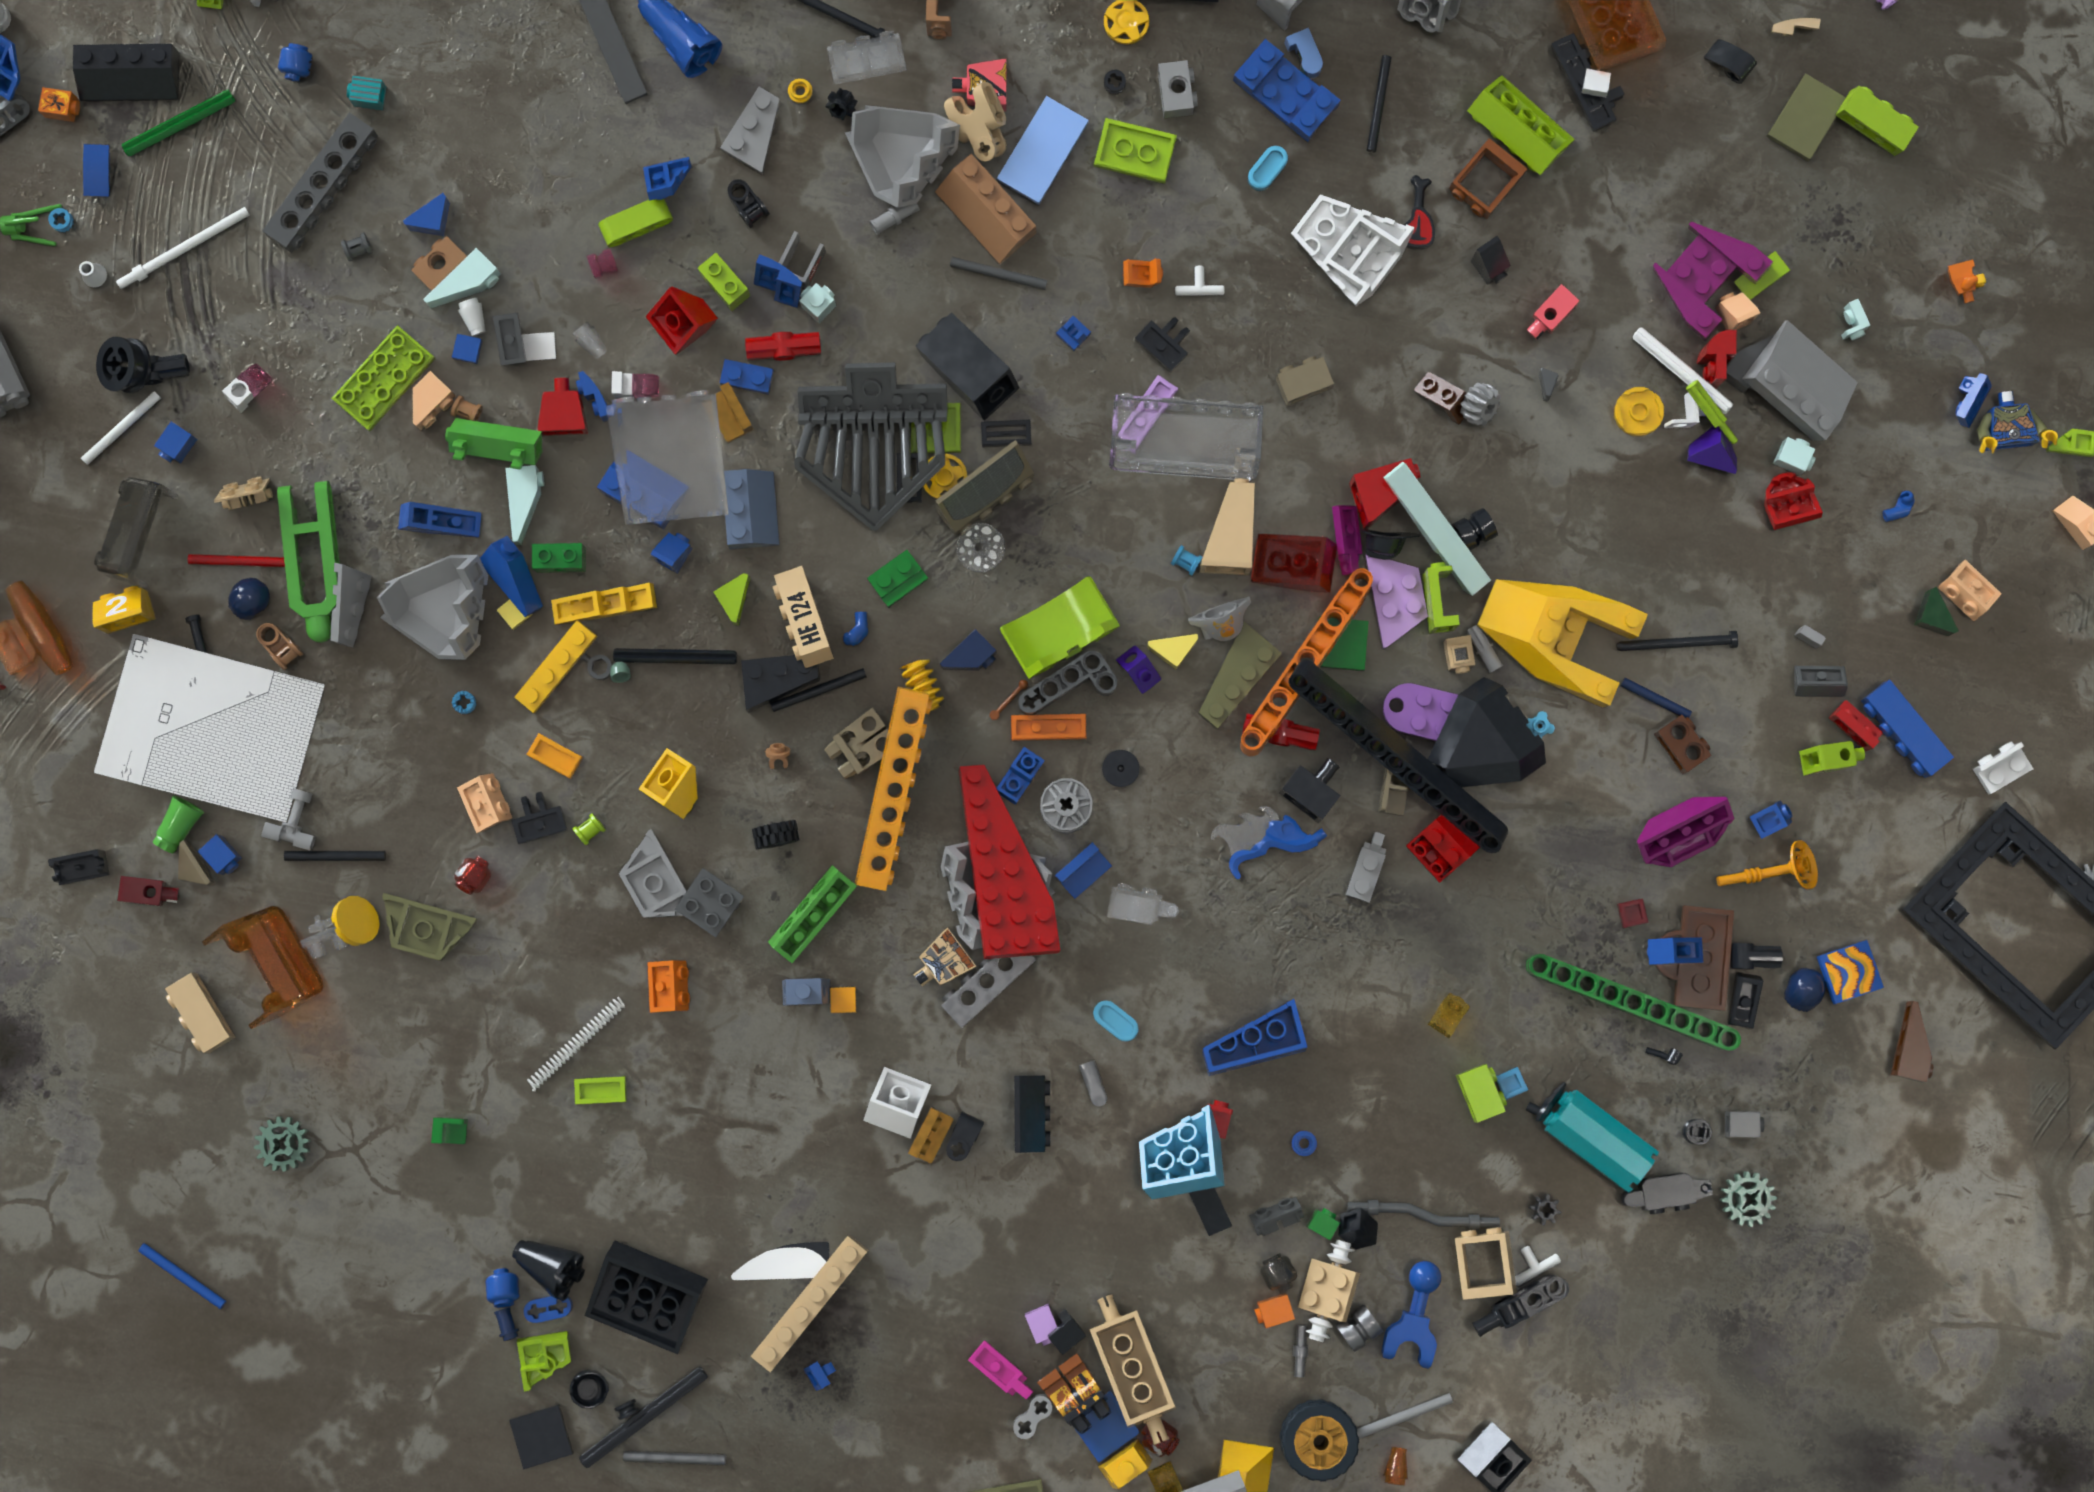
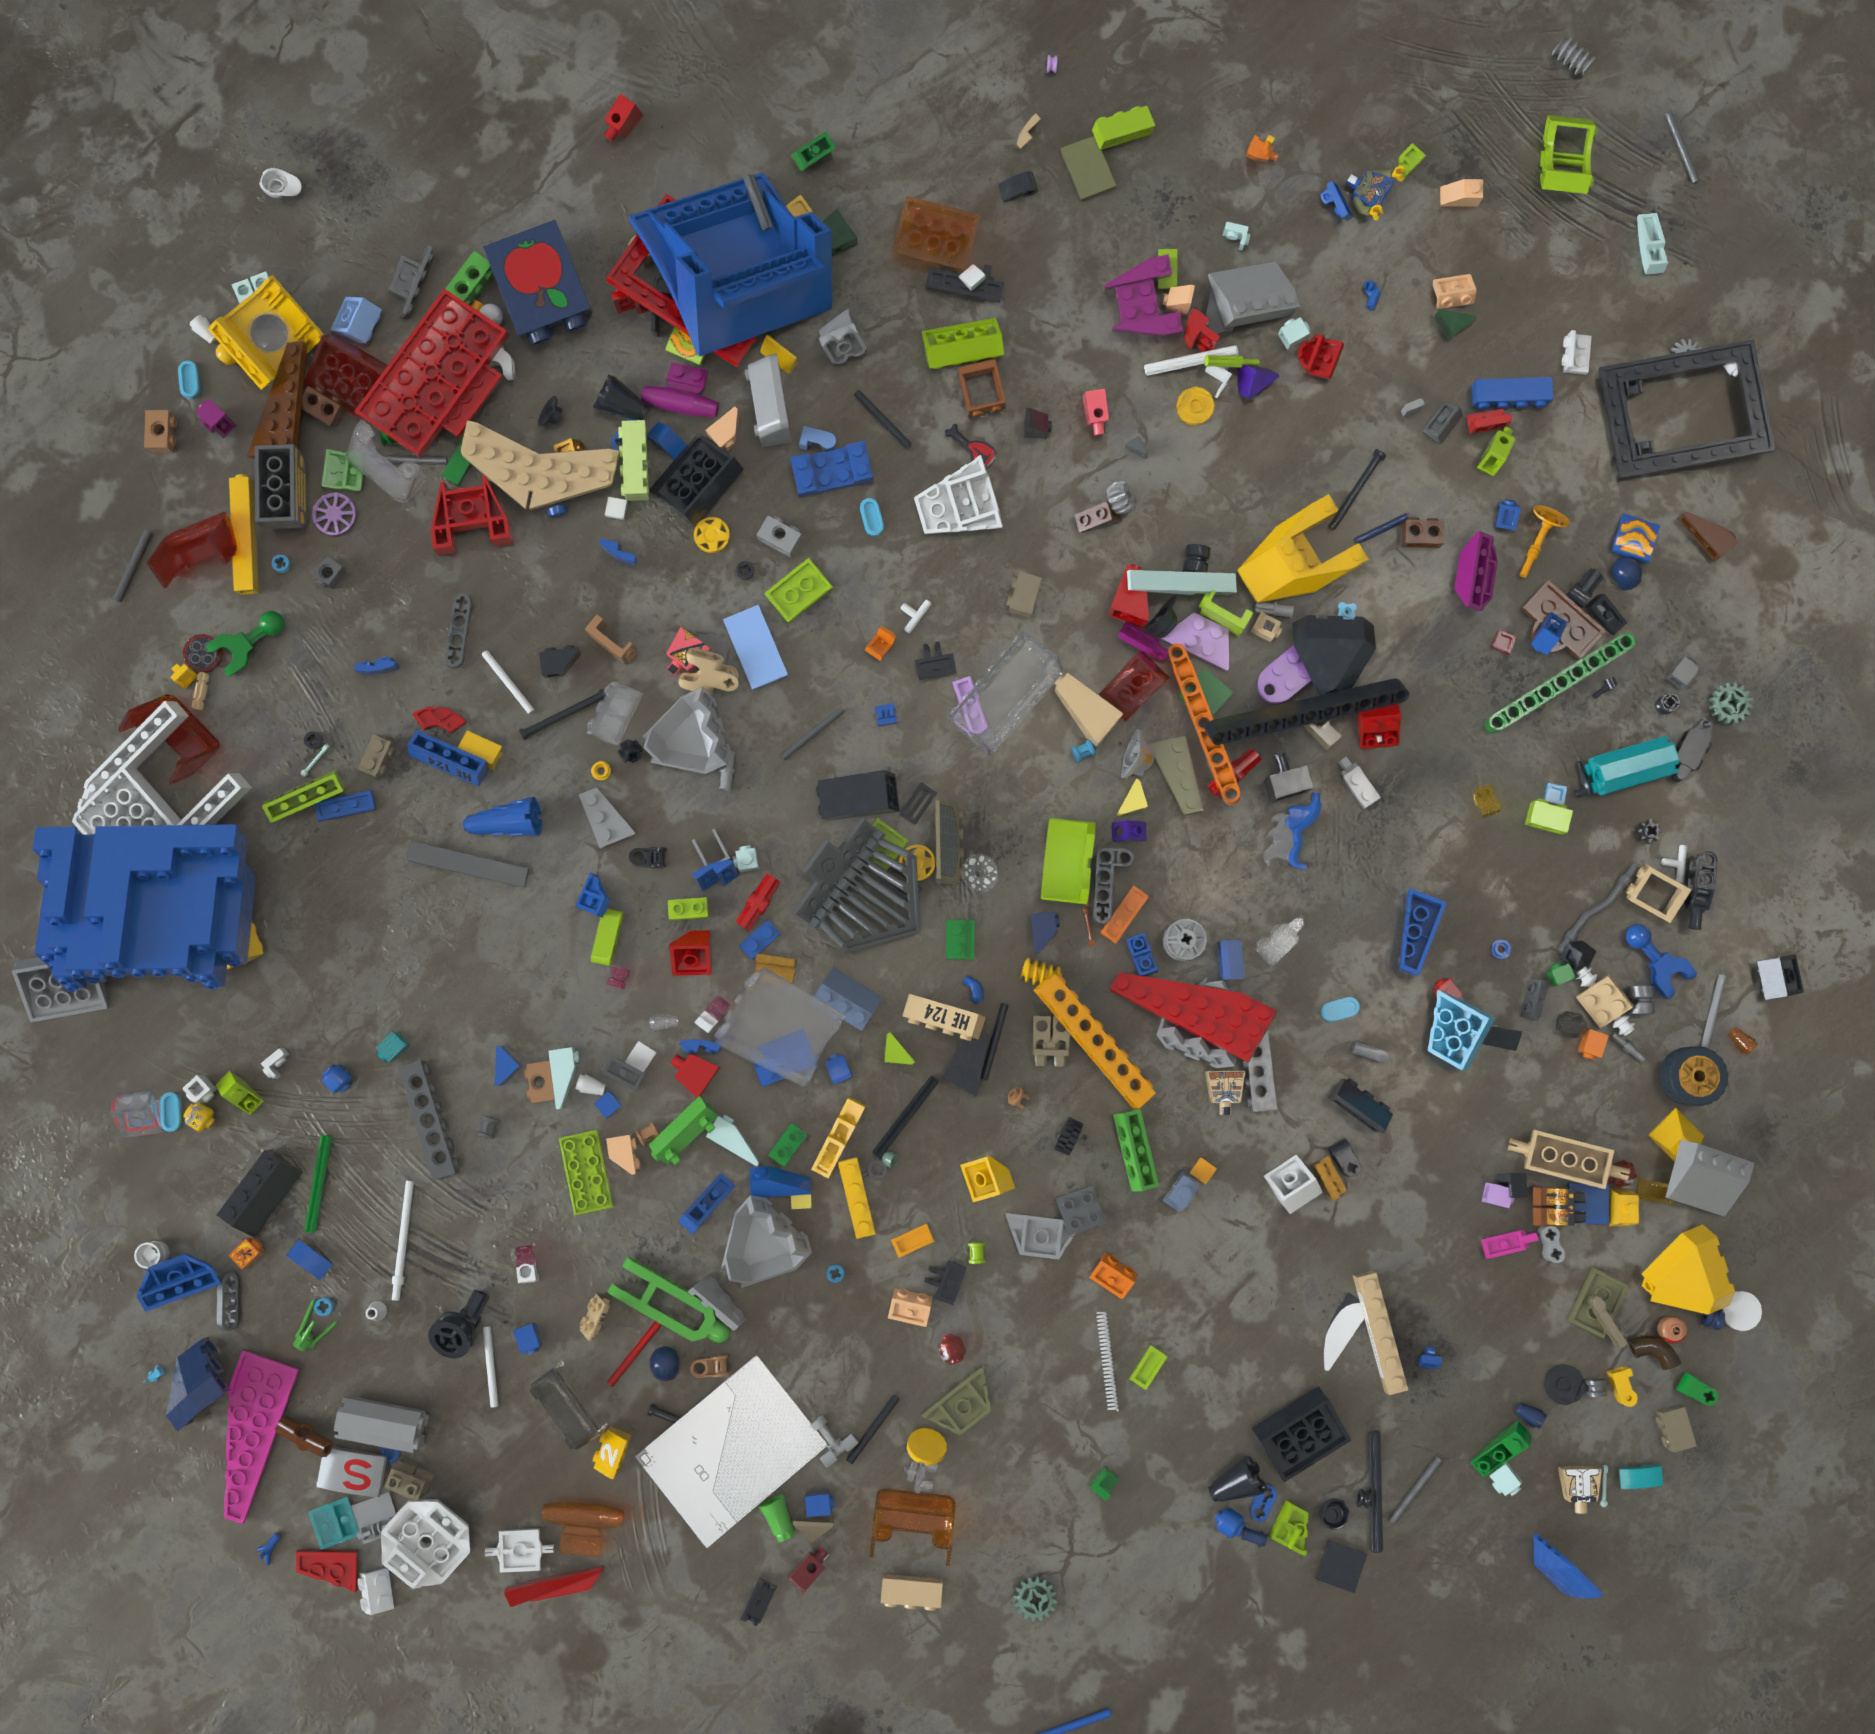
camera: 55 degrees left, 0 degrees up
(985, 209) = (766, 710): medium nougat slope -> none
(1120, 768) = (1183, 888): black piece -> none

